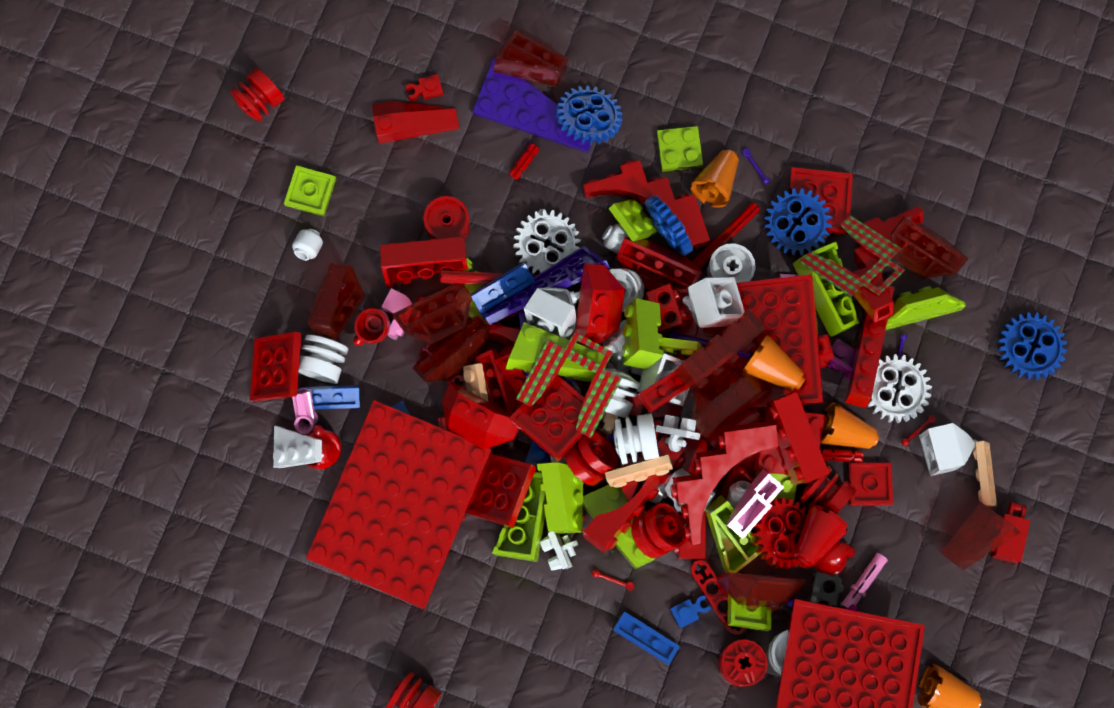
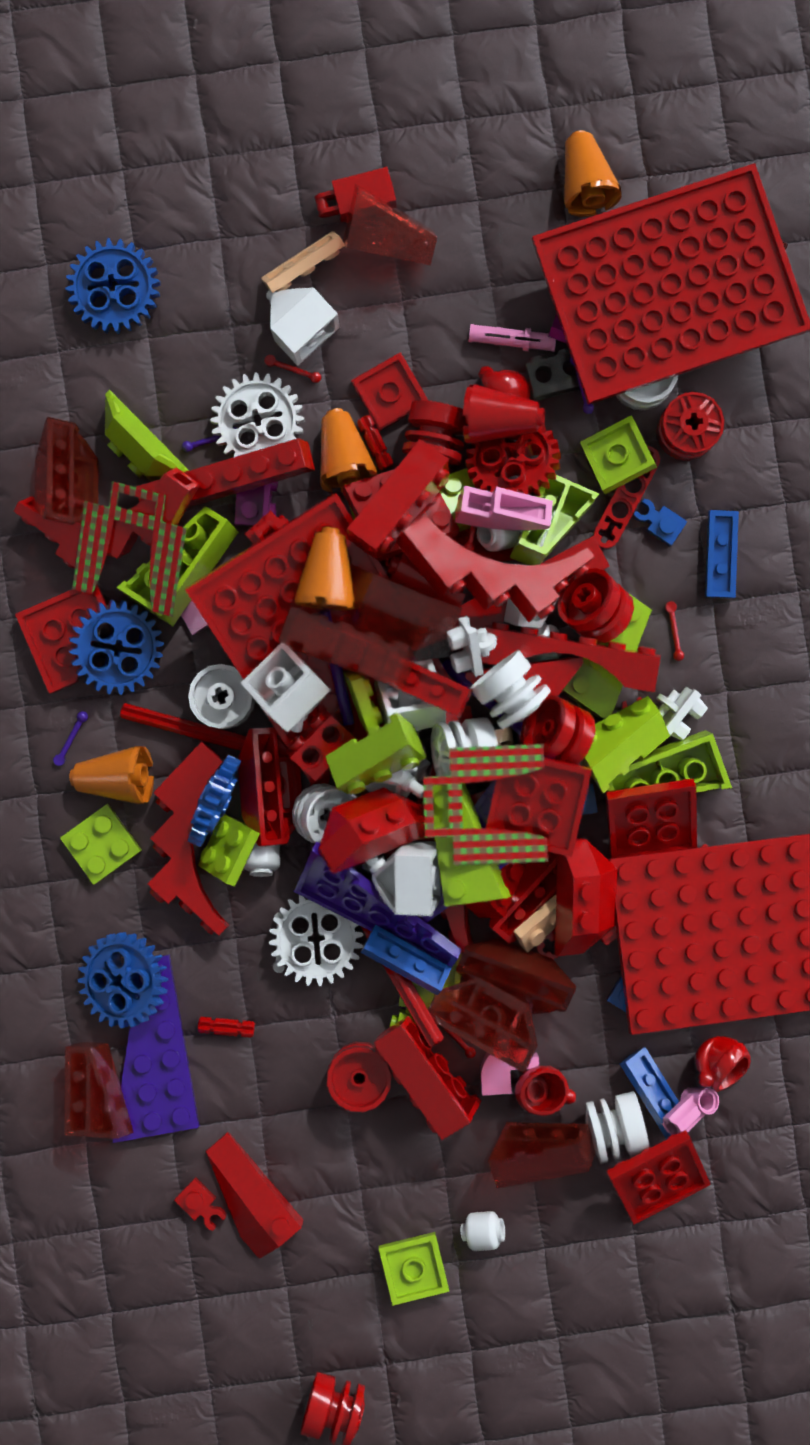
camera: 120 degrees left, 10 degrees up
(295, 448) = (742, 1094): white wing -> none
(639, 471) = (546, 665): light nougat plate -> none
(760, 589) = (594, 448): clear red wedge -> none

